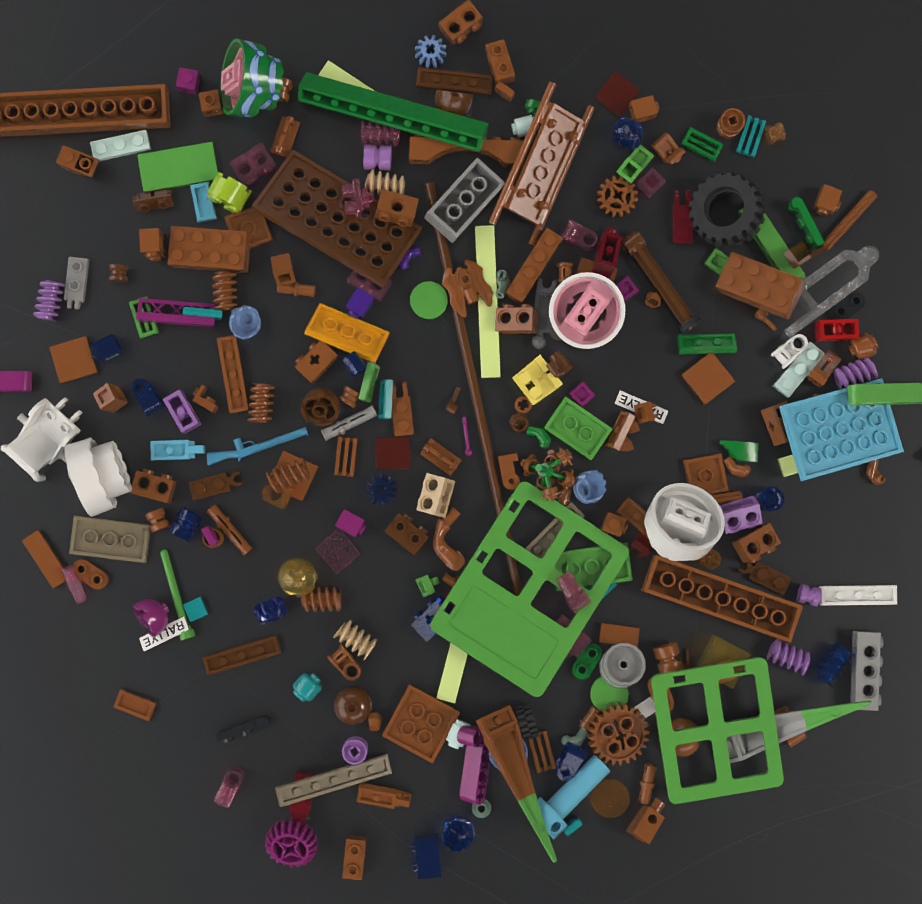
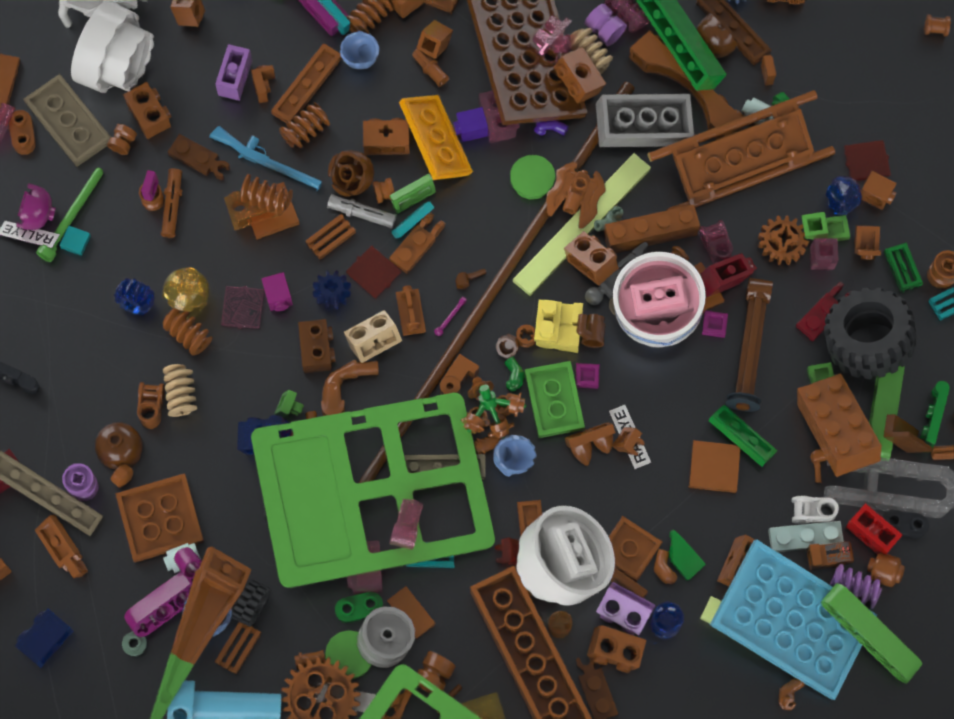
camera: 50 degrees right, 15 degrees down
(148, 399) = (218, 35): clear blue piece -> none
(175, 450) = (196, 99): medium azure hinge -> none
(184, 525) = (139, 162): clear blue wheel -> none
(242, 655) = (72, 314): reddish brown tile -> none
(307, 687) = (97, 391): teal head -> none
(354, 363) = (415, 163): clear blue piece -> none
(452, 674) = (230, 503): yellowish green tile -> none
(458, 833) = (90, 642): clear blue hair -> none
(500, 62) = (787, 42): dark orange brick -> none
(570, 760) = (255, 674): clear blue piece -> none
(578, 739) = (276, 667): sand green arm -> none
(588, 564) = (443, 521): bright green tile -> none
(614, 524) = (503, 509): dark orange brick -> none
(653, 303) = (727, 351): dark orange hinge -> none

